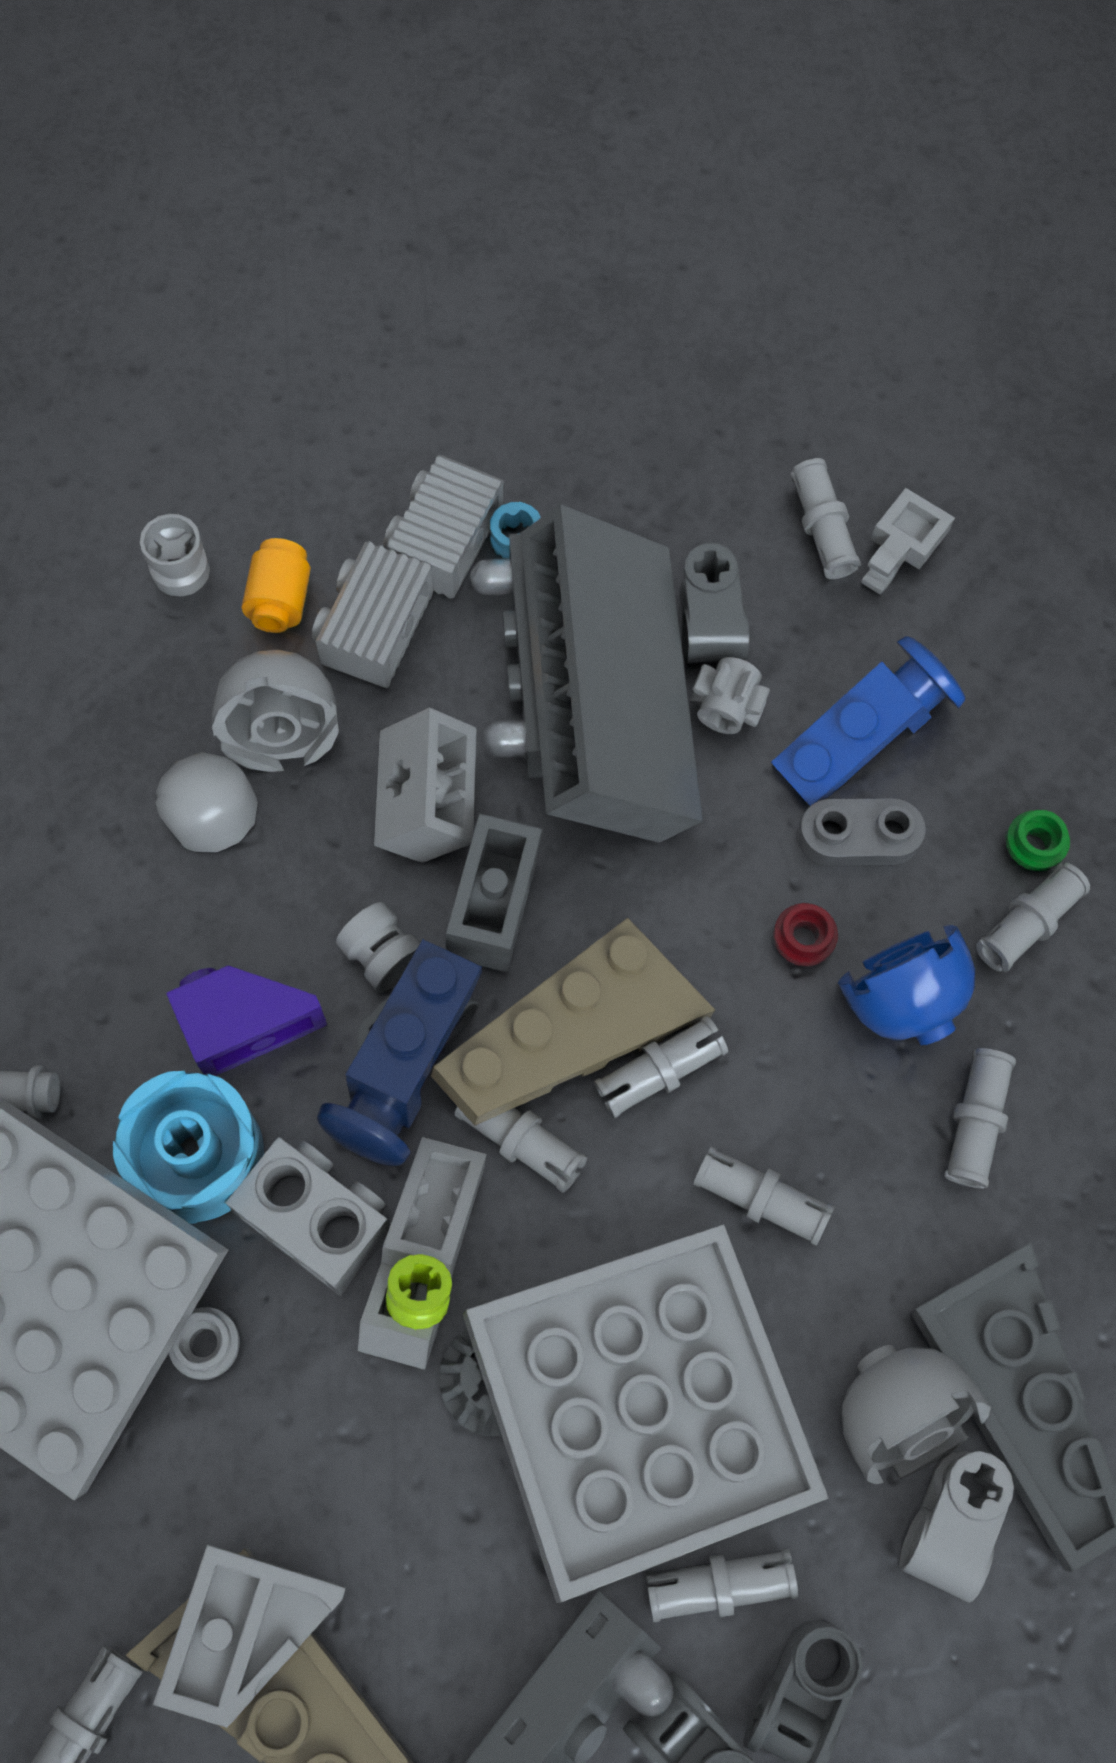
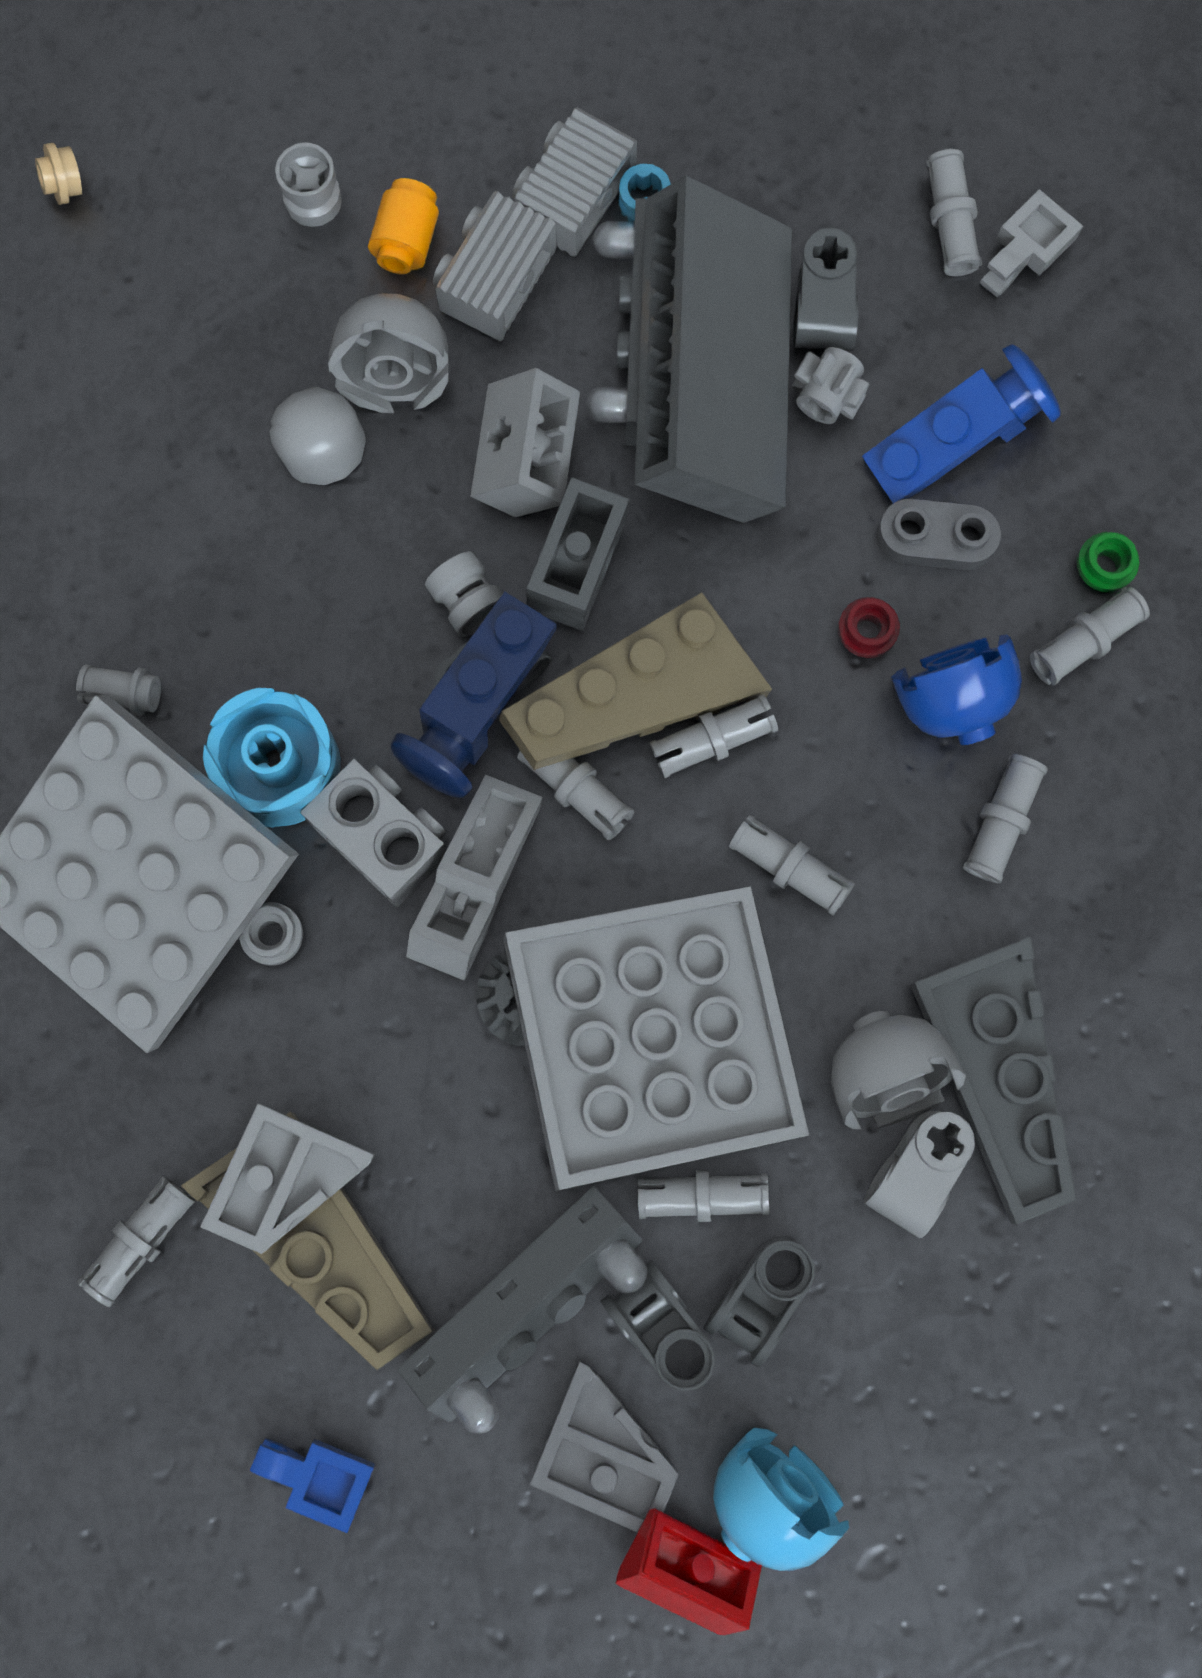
camera: 10 degrees right, 10 degrees up
(240, 1016) = (329, 644): dark purple slope -> none
(424, 1270) = (464, 892): lime bush -> none

